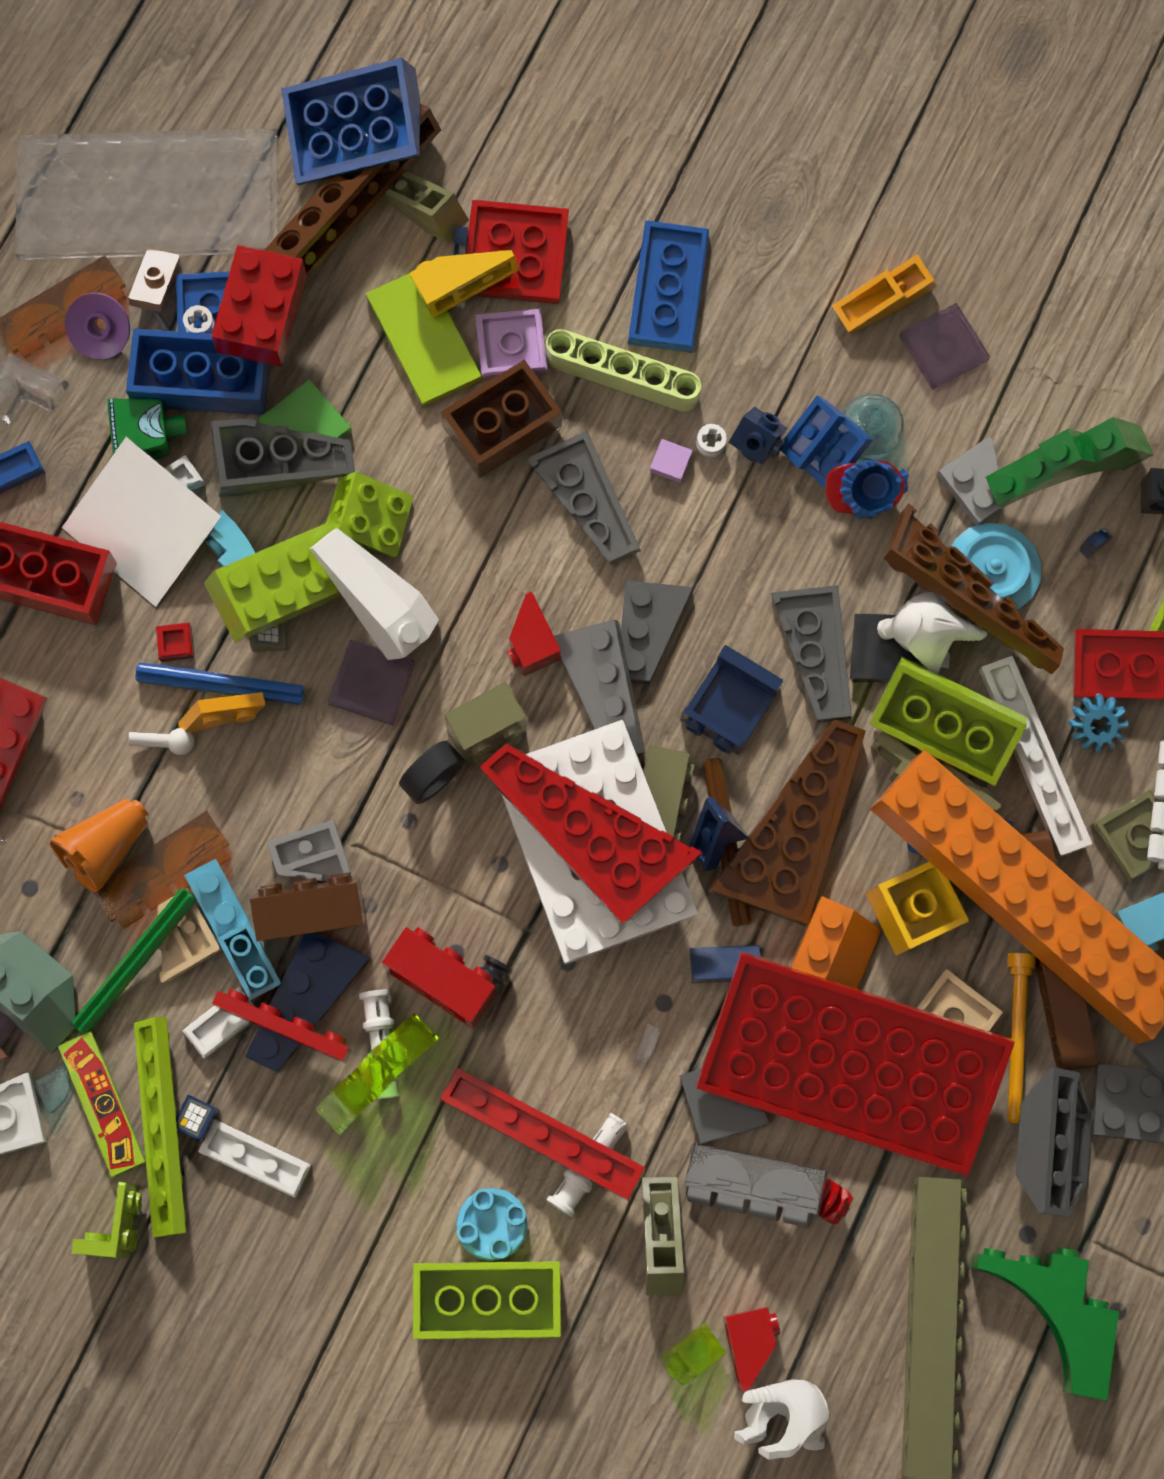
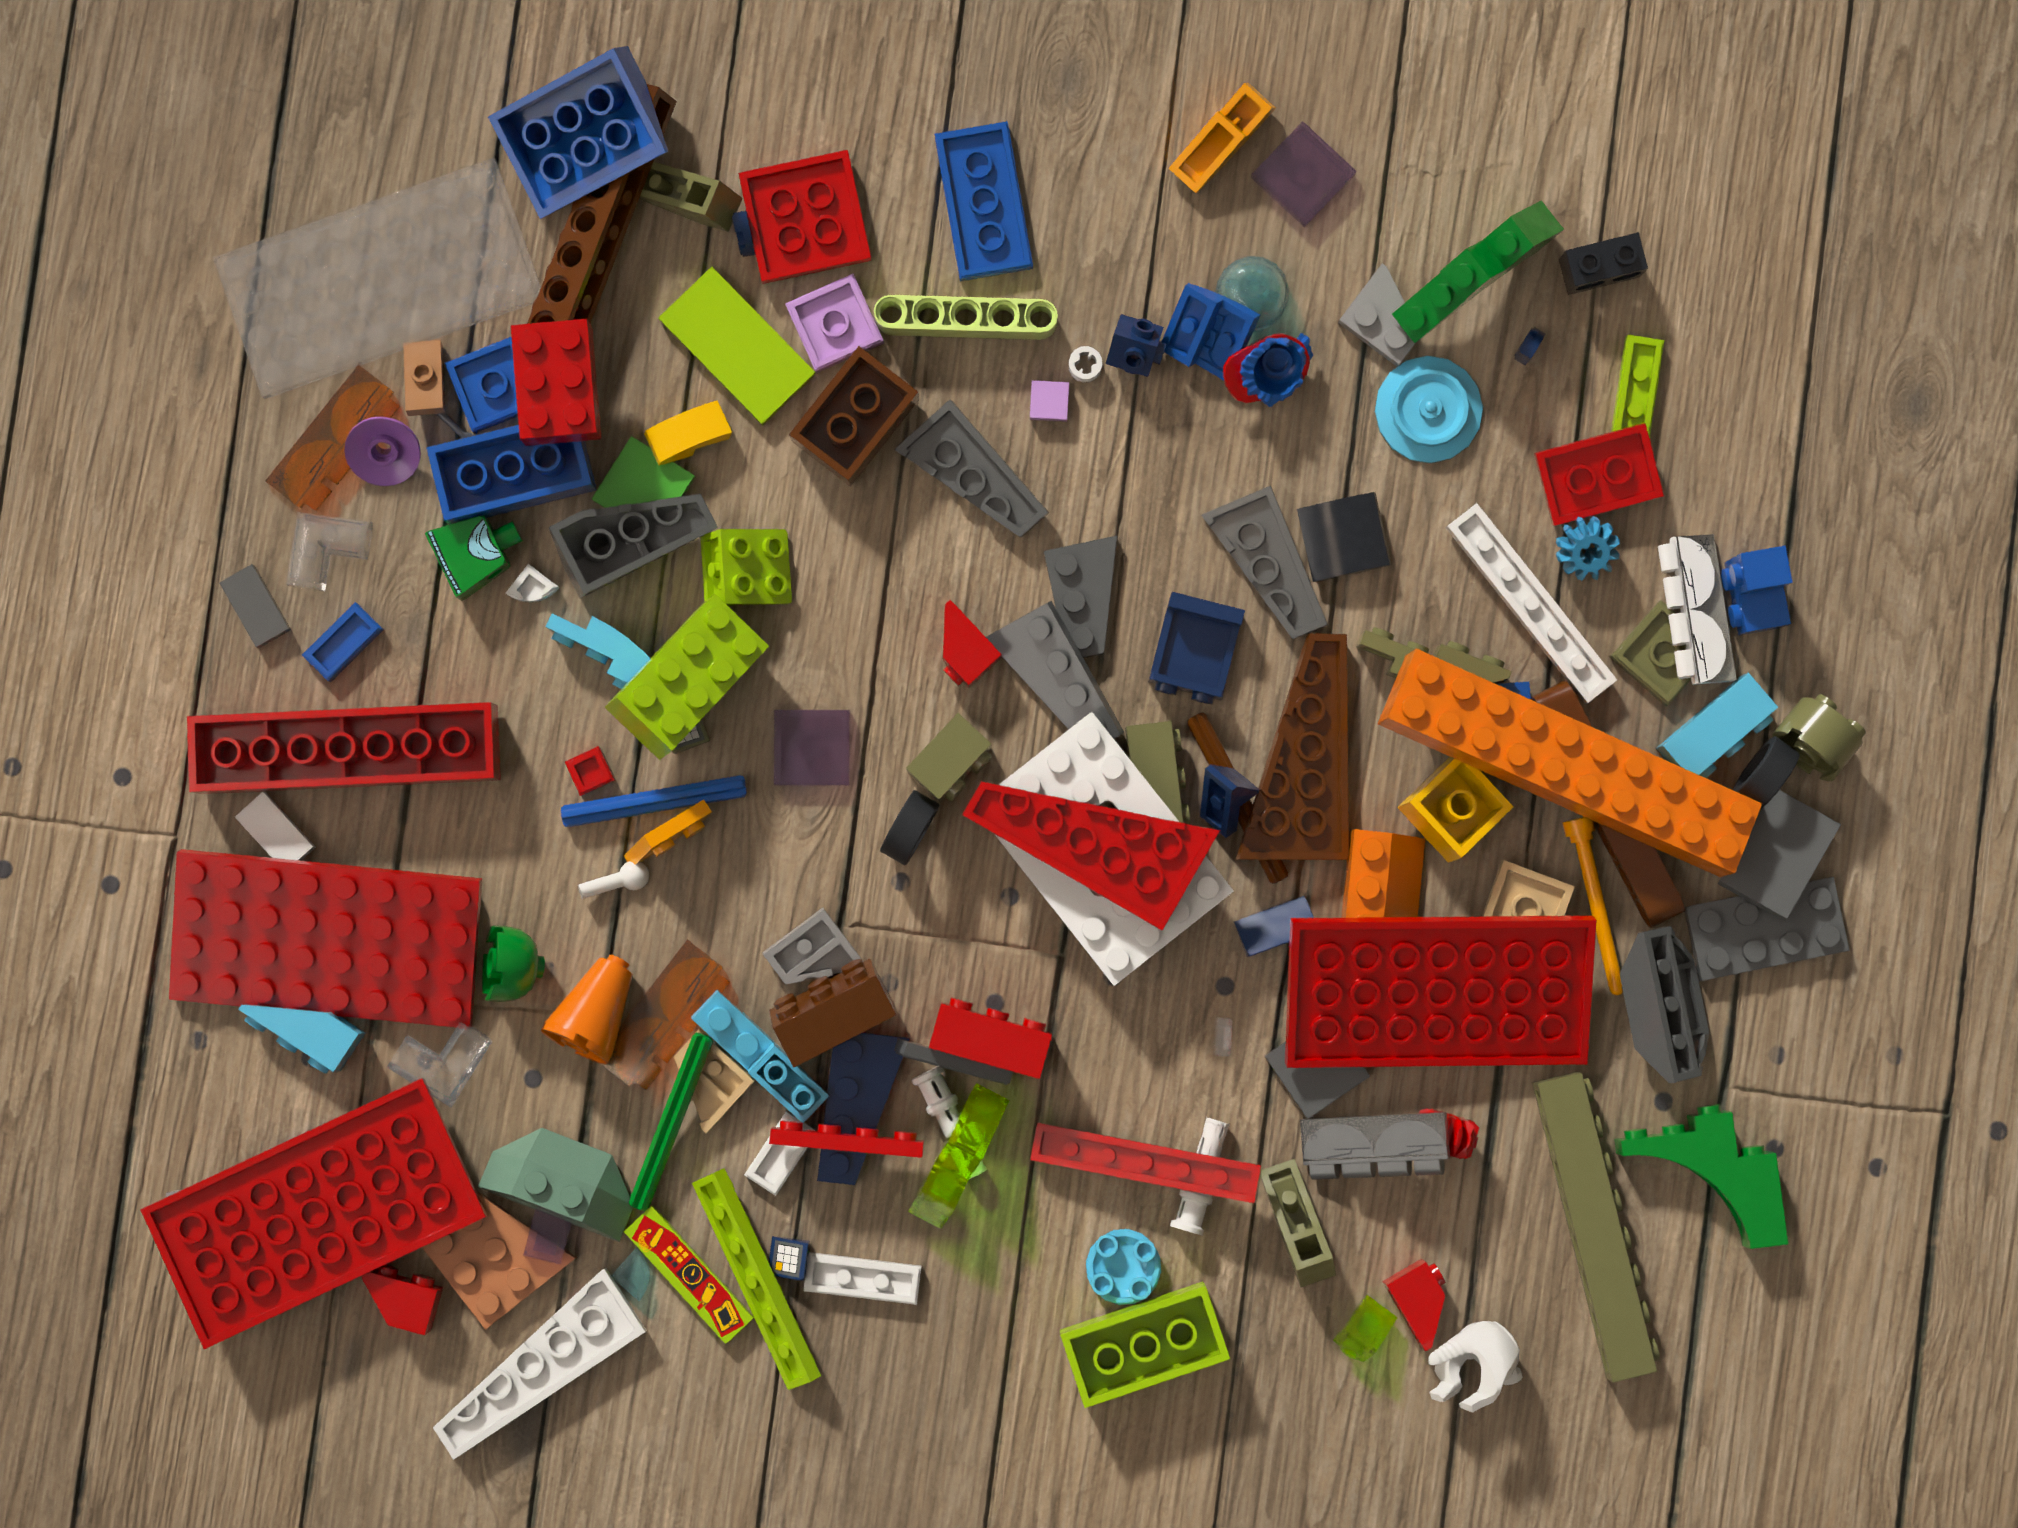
camera: 15 degrees left, 10 degrees up
(45, 780) = (510, 965): none -> green cylinder
(123, 1236) = (740, 1415): lime bracket -> none
(143, 520) = (509, 654): white sticker -> none
(191, 315) = (501, 415): white bush -> none
(350, 390) = (687, 431): none -> yellow slope
(382, 600) = (795, 660): white wedge -> none
(400, 987) = (934, 1057): none -> dark grey tile
(456, 278) = (751, 276): yellow slope -> none
(496, 969) = (1041, 1010): black bush -> none
(928, 629) = (1381, 507): white piece -> none
(948, 721) = (1430, 600): lime brick -> none
(966, 589) = (1402, 448): reddish brown wing -> none

